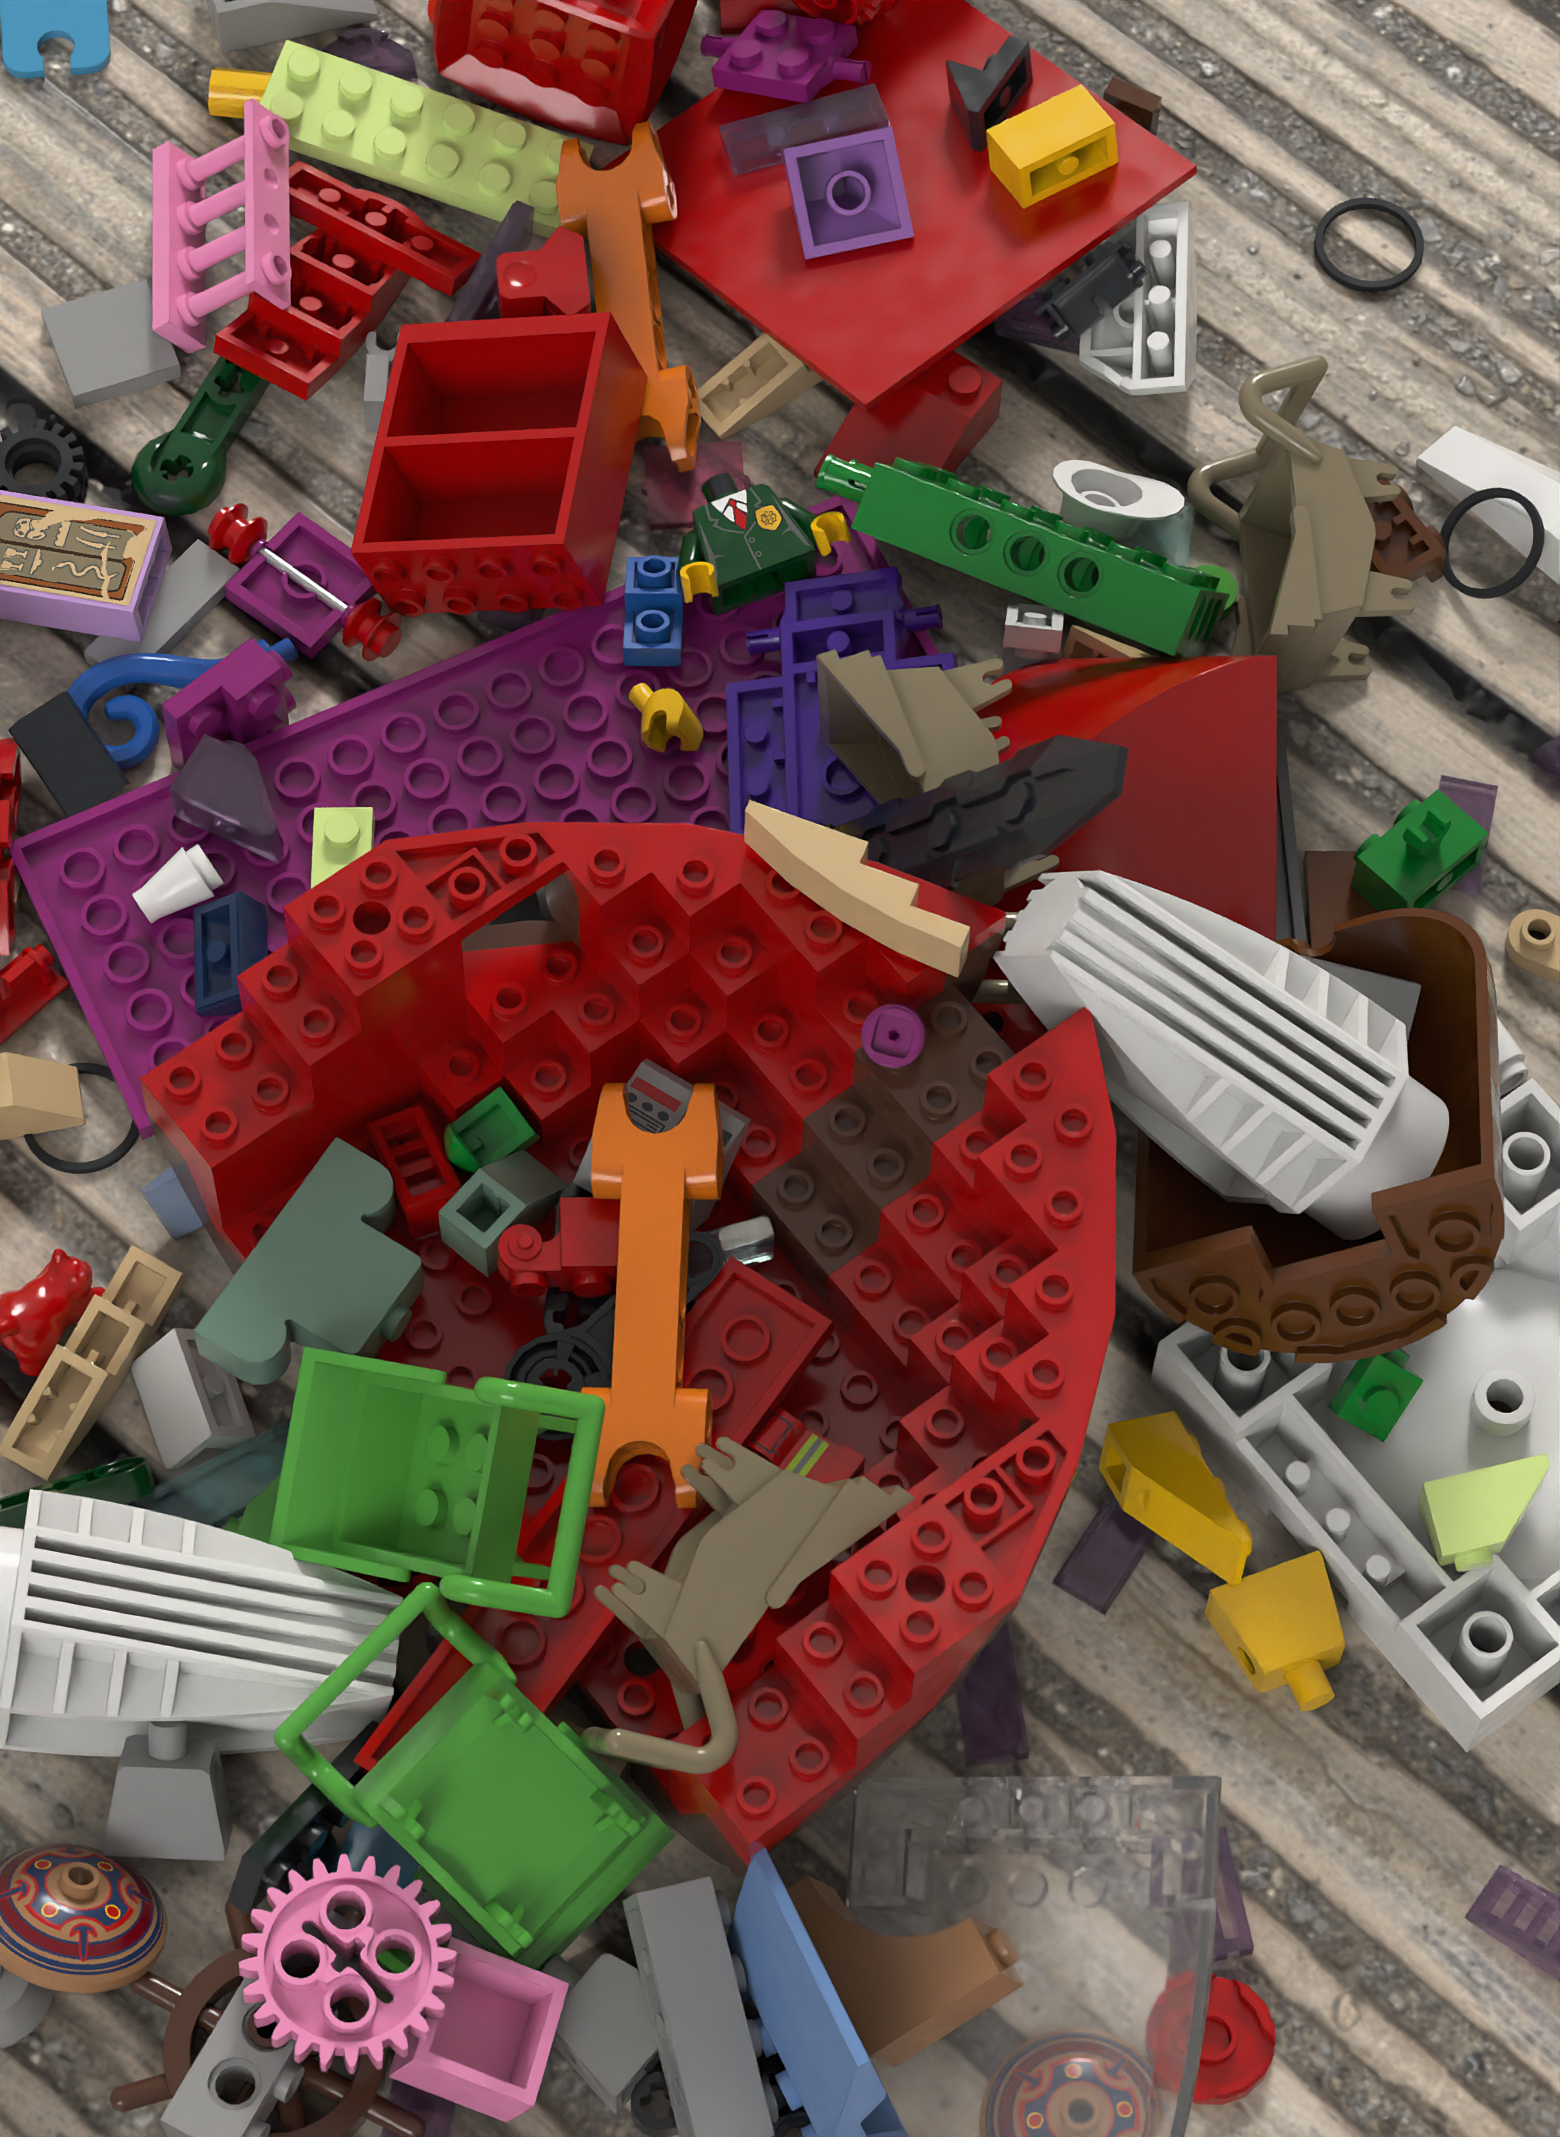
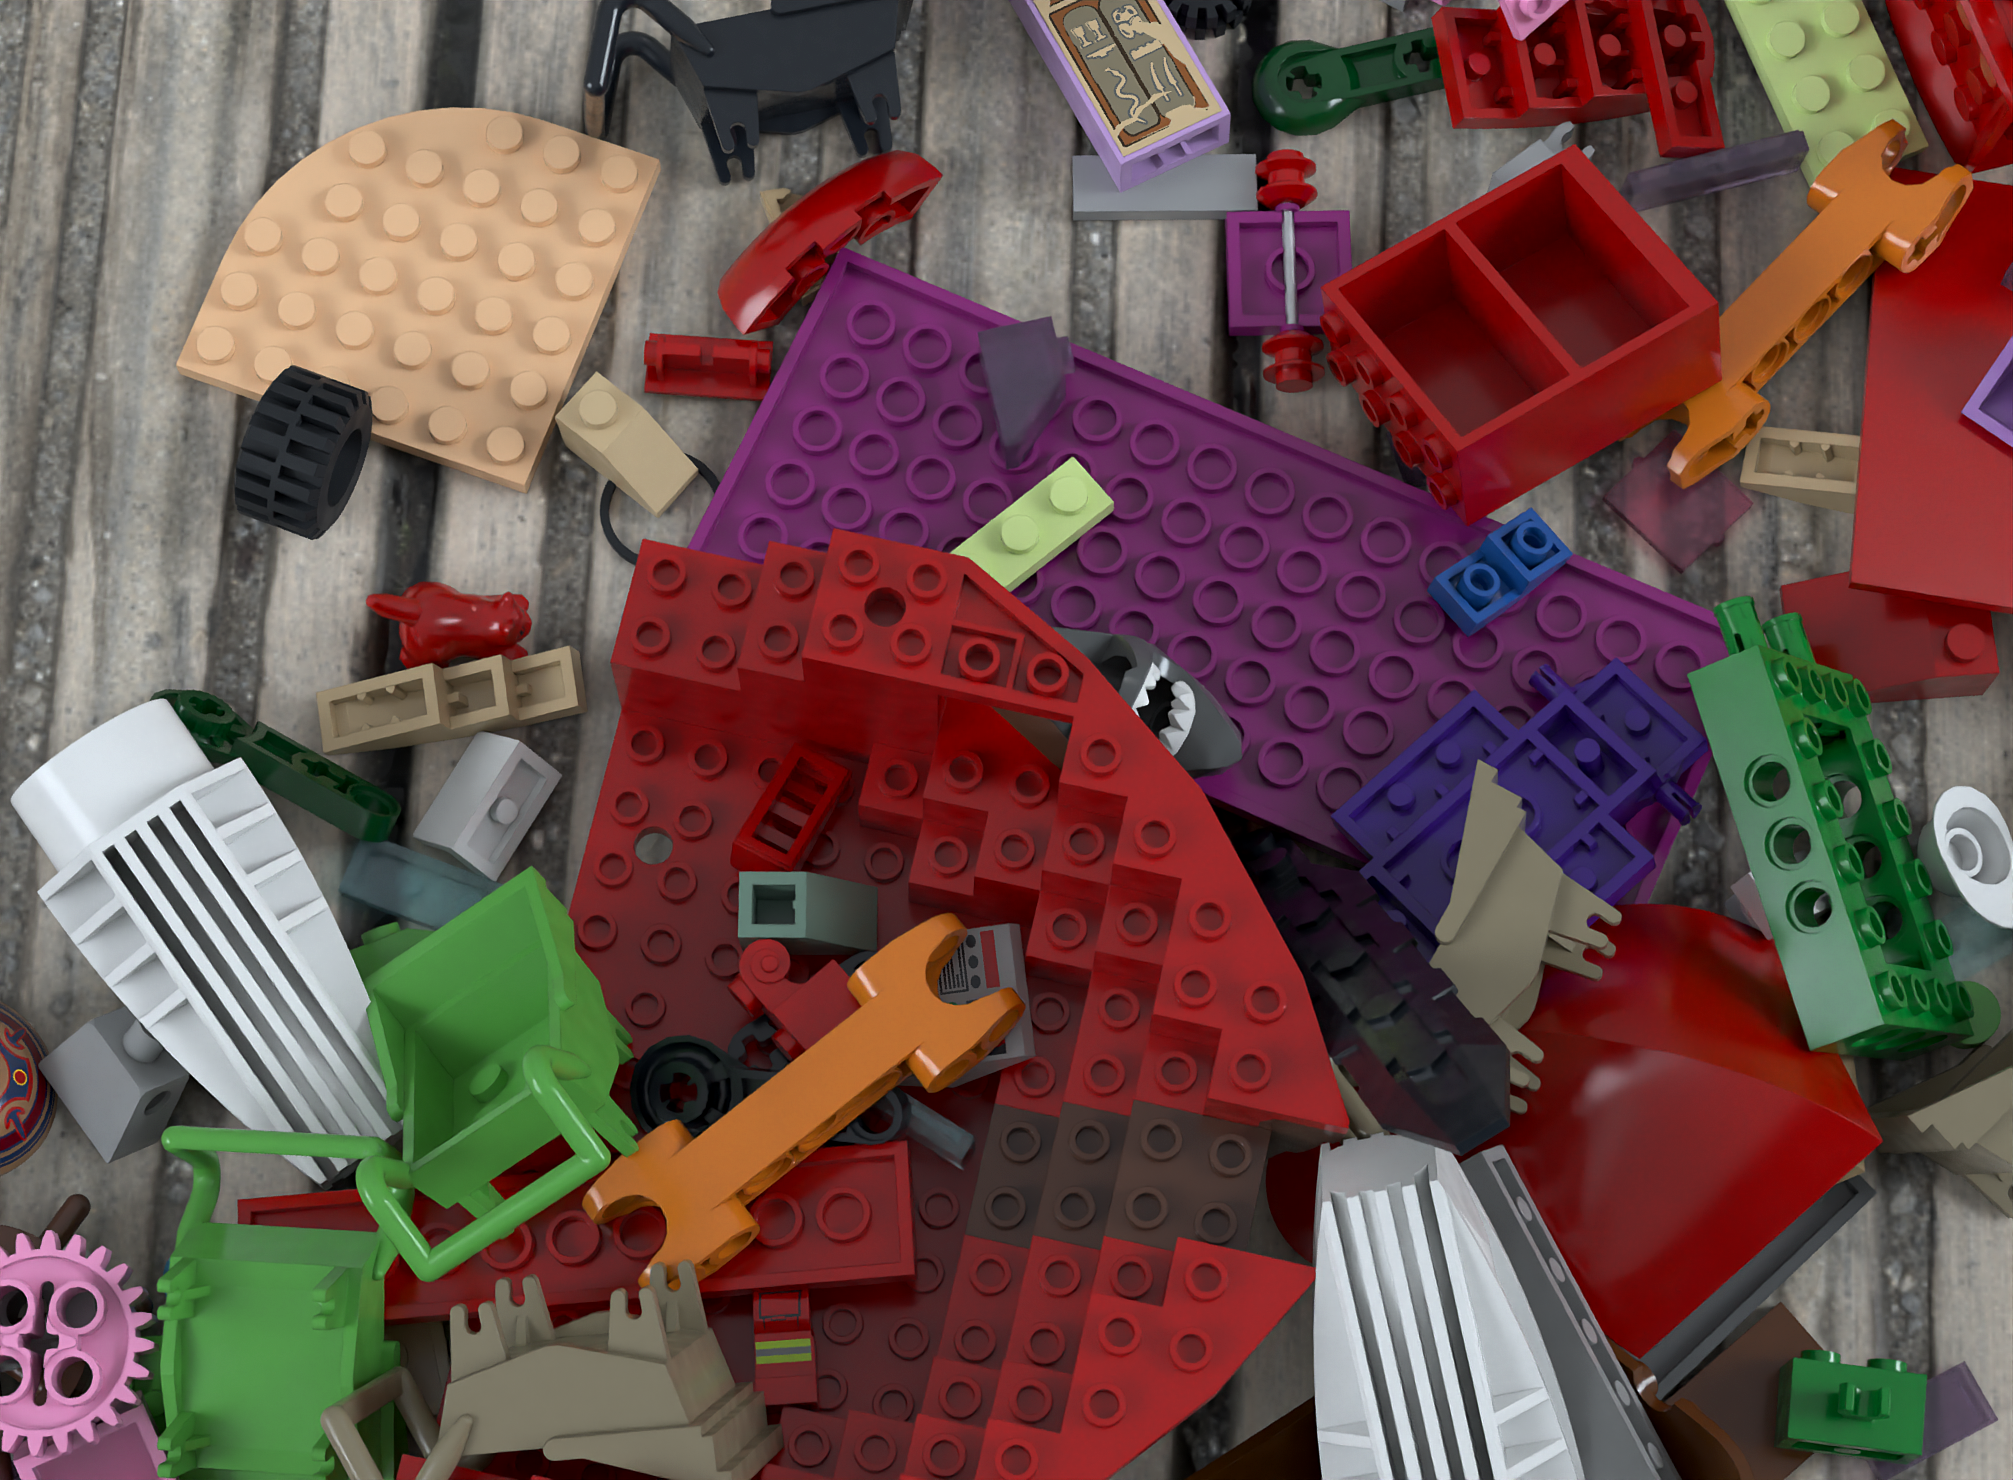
camera: 50 degrees right, 10 degrees up
(68, 755) = (958, 227): black slope -> none
(144, 668) = (1155, 289): blue plant -> none
(178, 884) = (913, 411): white cone -> none
(227, 941) = (892, 497): dark blue slope -> none
(230, 701) = (1113, 306): magenta plate -> none
(297, 1837) = (147, 1211): black plate -> none
(318, 1275) = (624, 821): sand green brick -> none
(488, 1133) = (864, 849): green plate -> none
(544, 279) = (1728, 231): red piece -> none
(666, 716) = (1403, 668): yellow piece -> none
(751, 544) = (1624, 597): dark green torso -> none
(836, 876) = (1243, 959): tan slope -> none
(893, 1035) = (1165, 1122): magenta tile -> none

